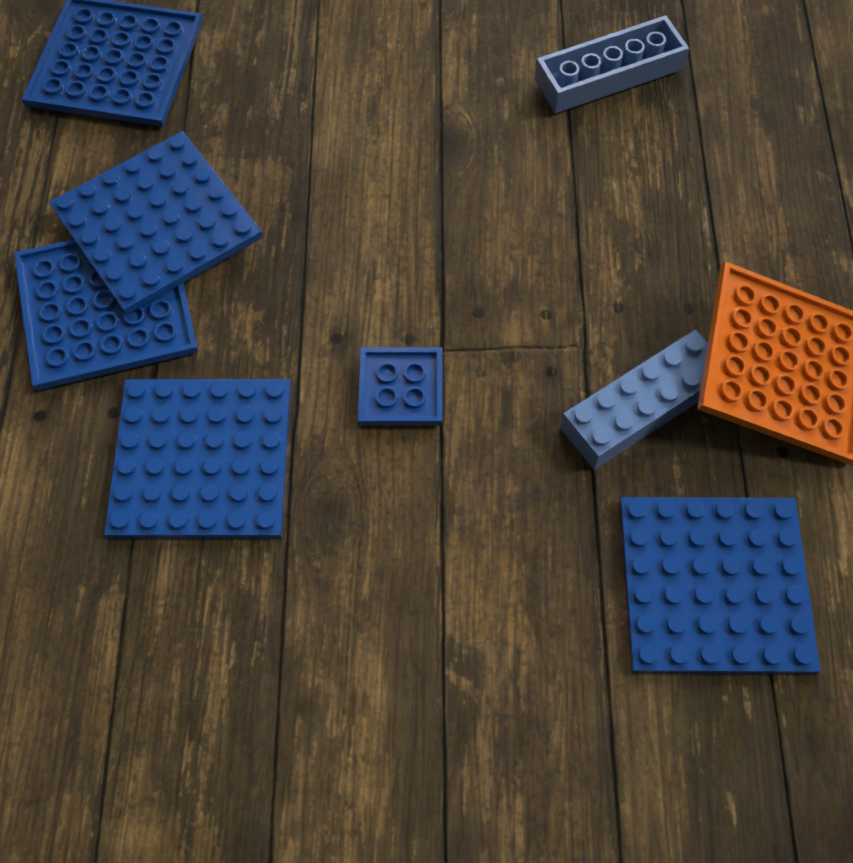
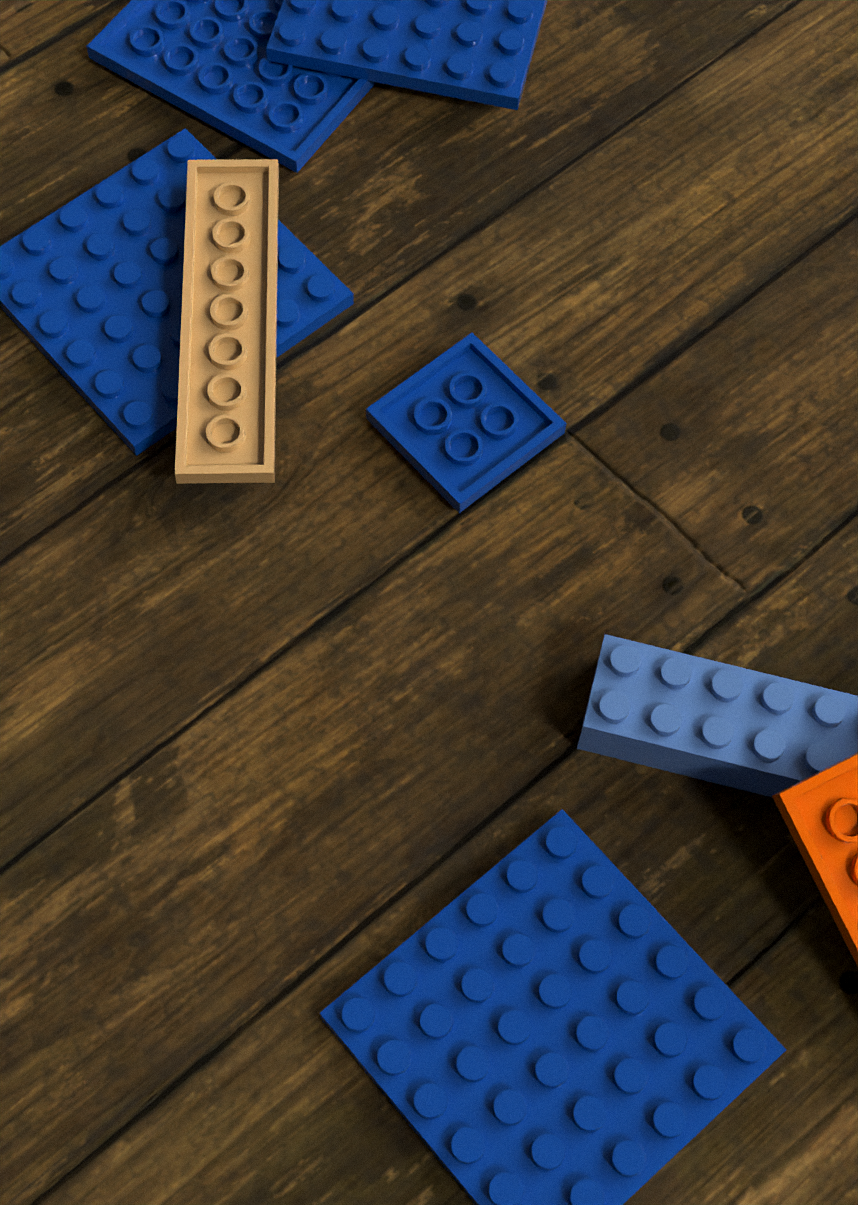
camera: 45 degrees right, 0 degrees up
(259, 440) = (228, 323): none -> tan plate

